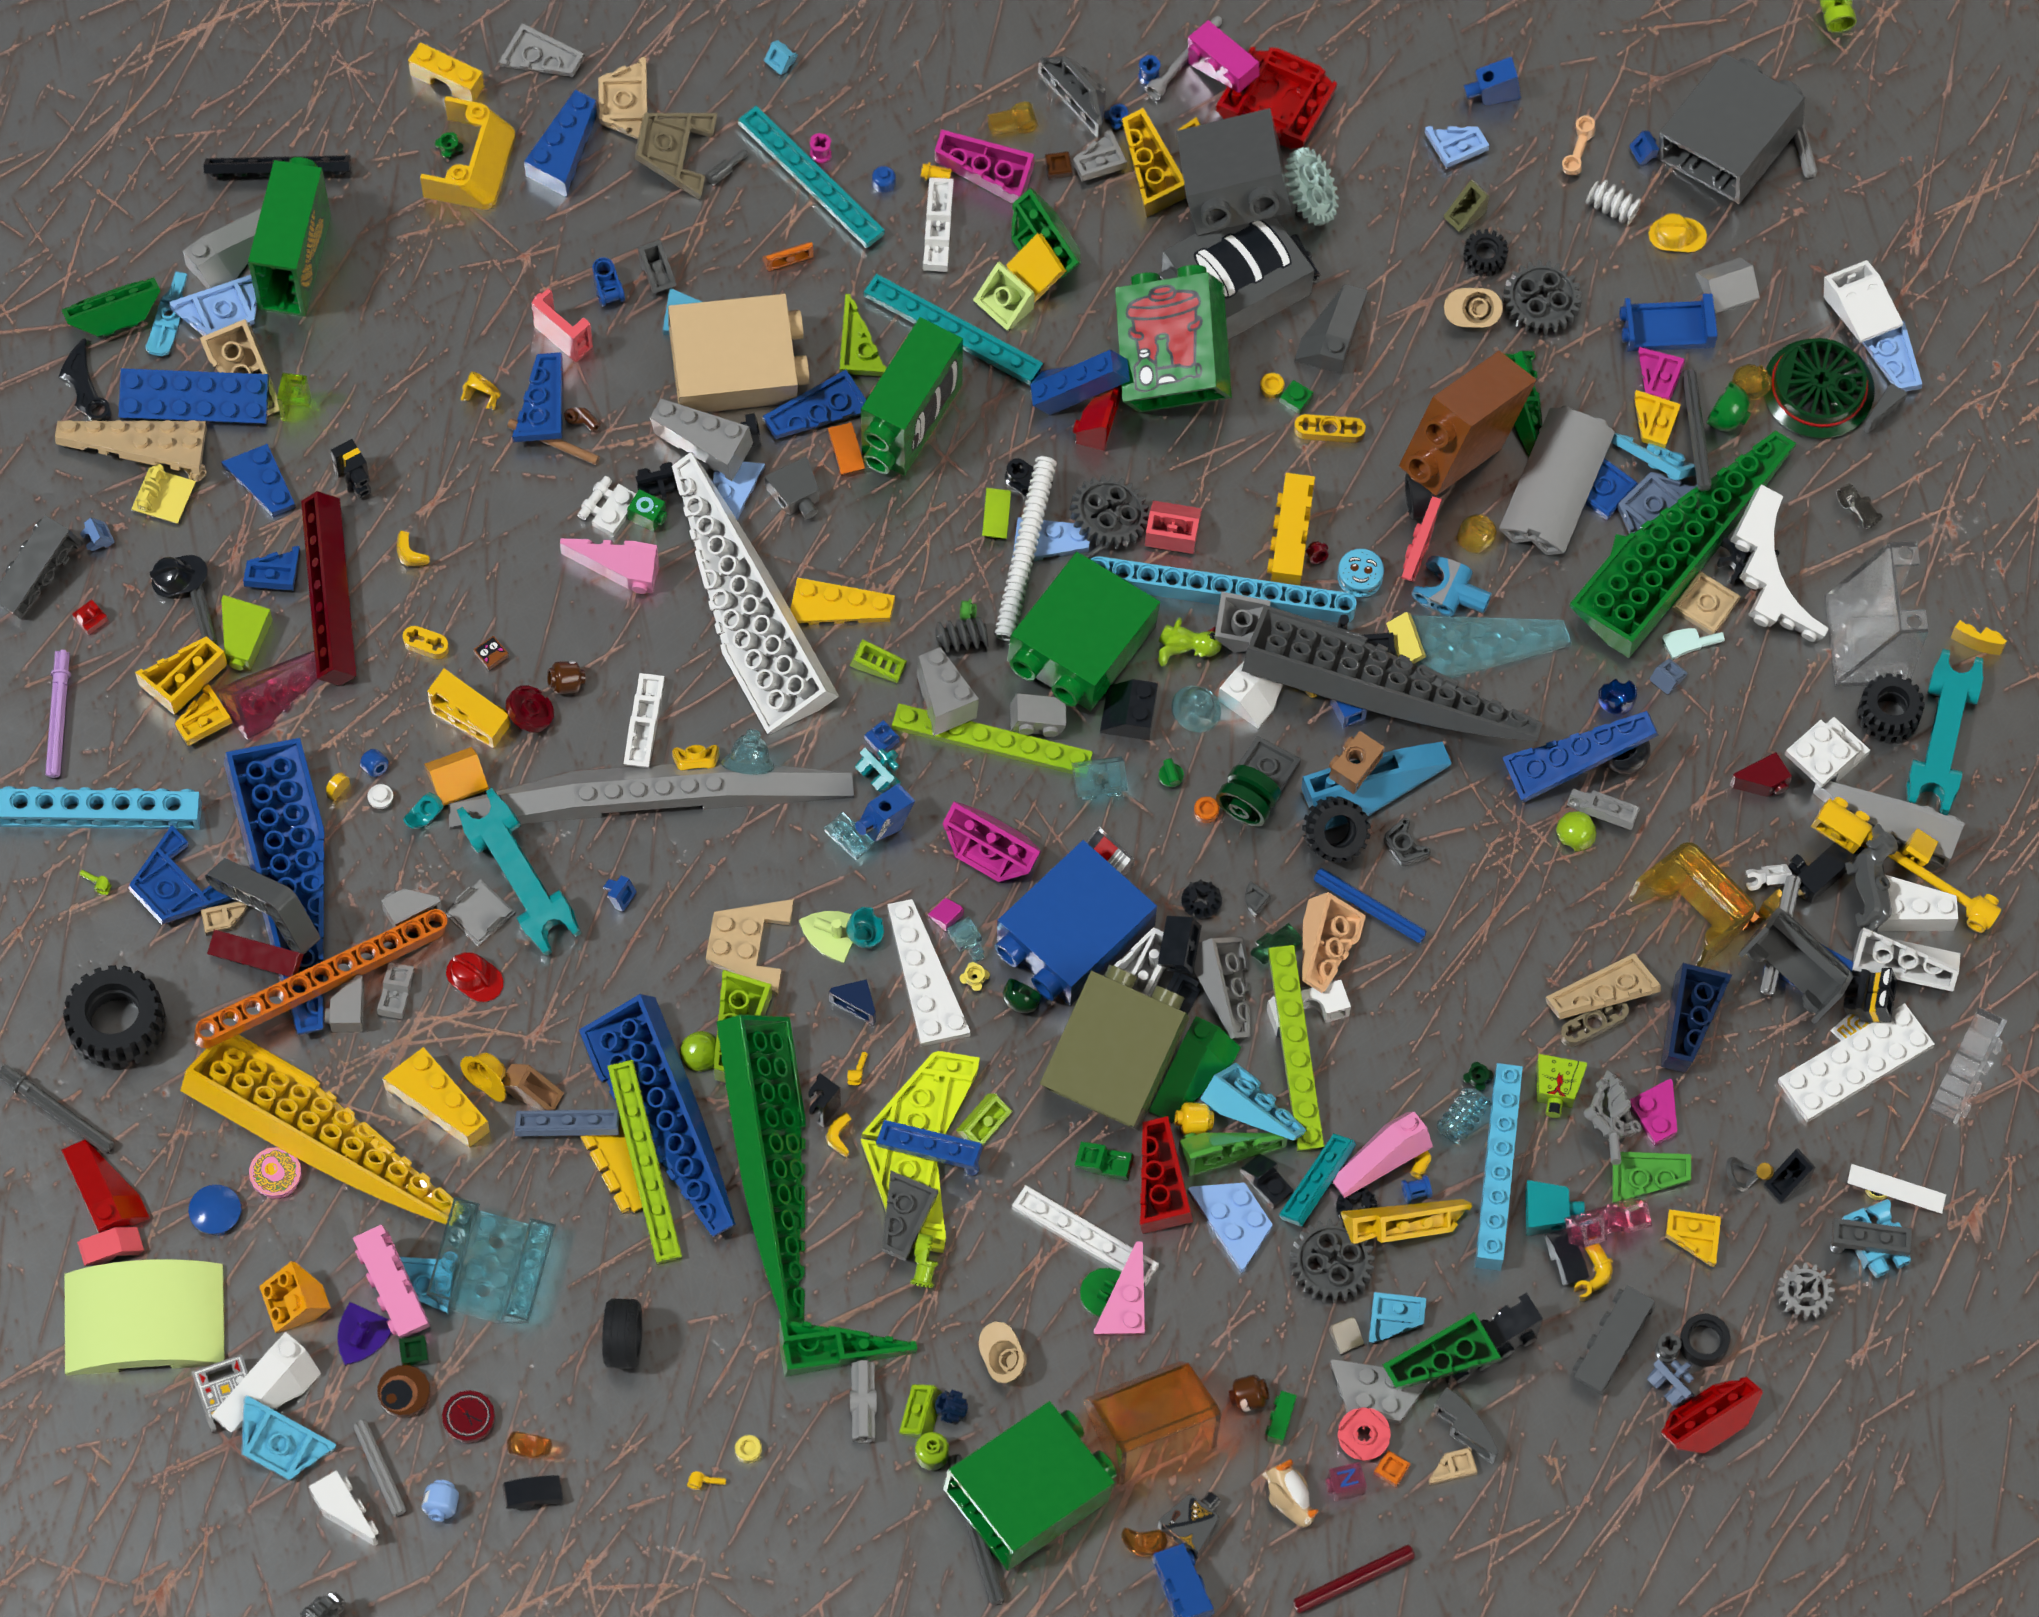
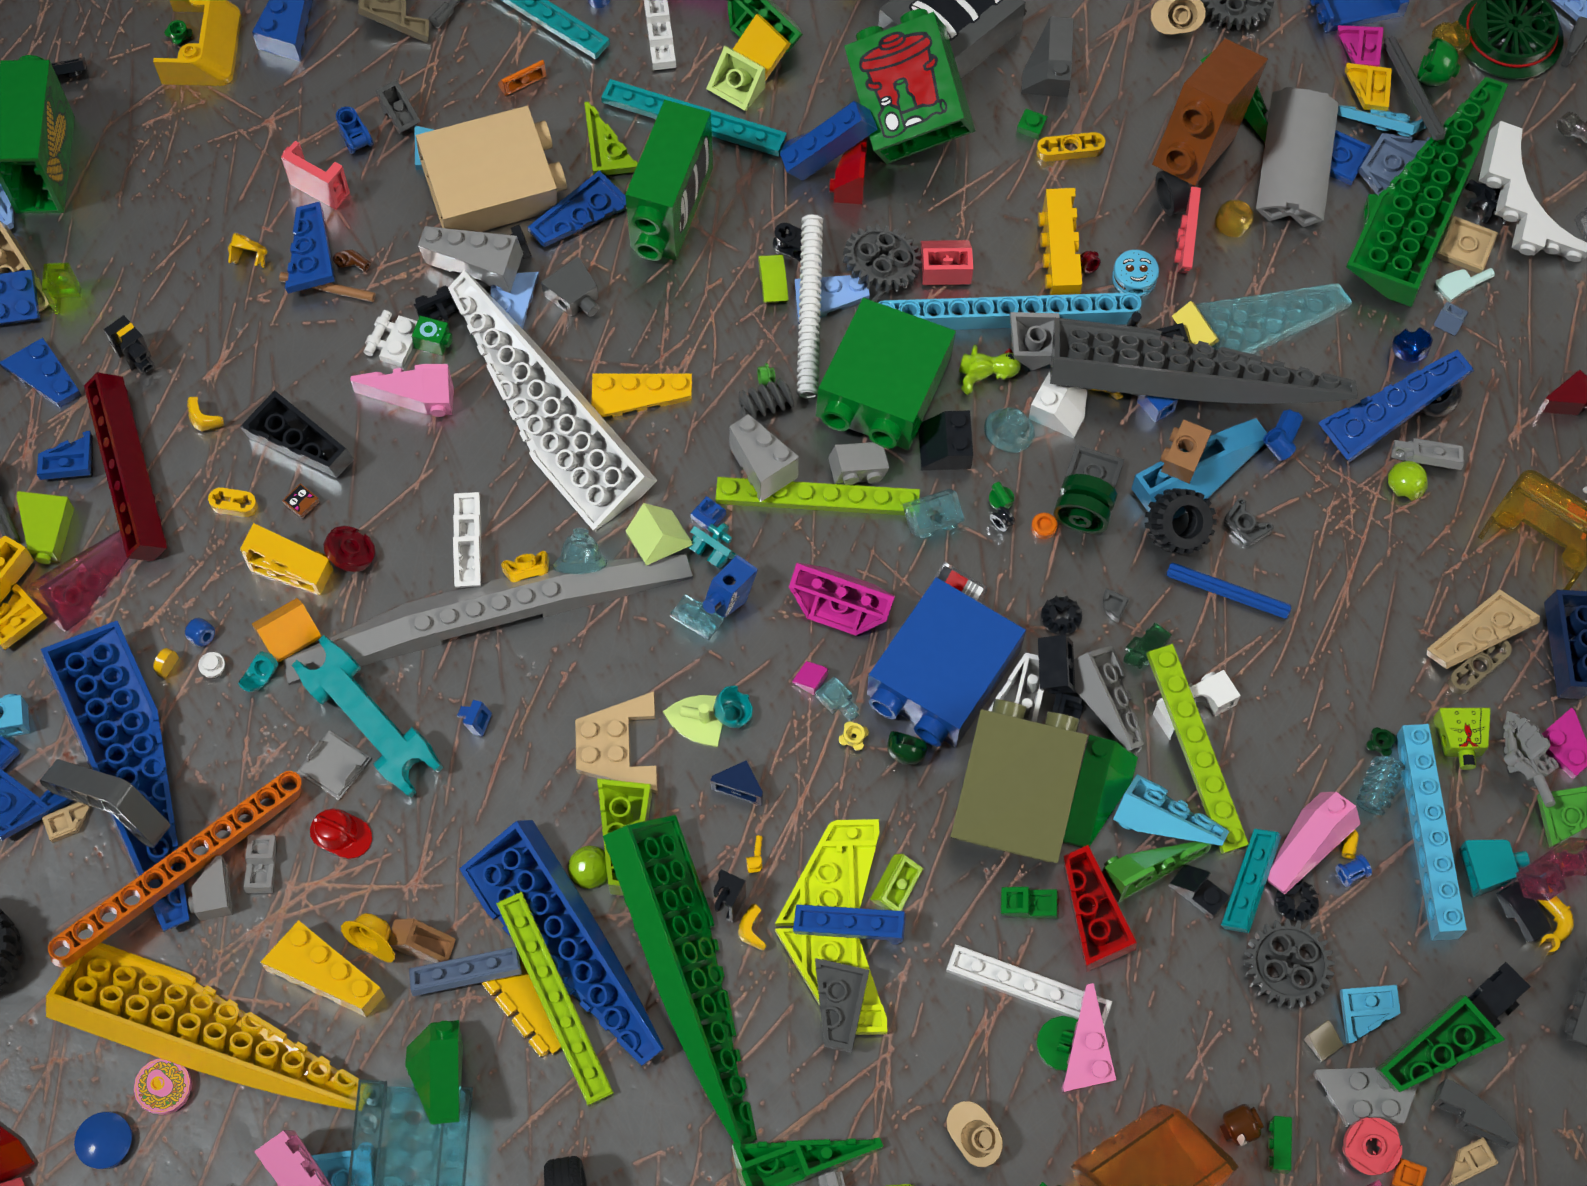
camera: 10 degrees left, 0 degrees up
(254, 953) = (104, 854): dark red tile -> none
(408, 904) = (257, 771): light grey slope -> none
(494, 585) = (291, 432): none -> black wedge
(526, 1201) = (436, 1070): none -> green wedge
(565, 677) = (380, 511): reddish brown head -> none
(827, 748) = (656, 533): none -> yellowish green slope
(846, 448) = (614, 243): orange slope -> none
(875, 669) = (678, 446): lime slope -> none
(925, 1266) = (871, 1053): lime connector -> none
(929, 991) = (812, 761): white wing -> none
(1166, 795) = (1002, 519): none -> black bush
(1194, 1118) = (1112, 841): yellow head -> none
(1233, 1218) = (1176, 938): light blue wing -> none
(1272, 385) = (1006, 117): yellow tile -> none
(1328, 935) = (1198, 627): light nougat wedge -> none
(1404, 1221) = (1350, 907): yellow wedge -> none
(1452, 590) = (1226, 272): dark azure connector -> none
(1460, 766) = (1281, 438): none -> blue piece

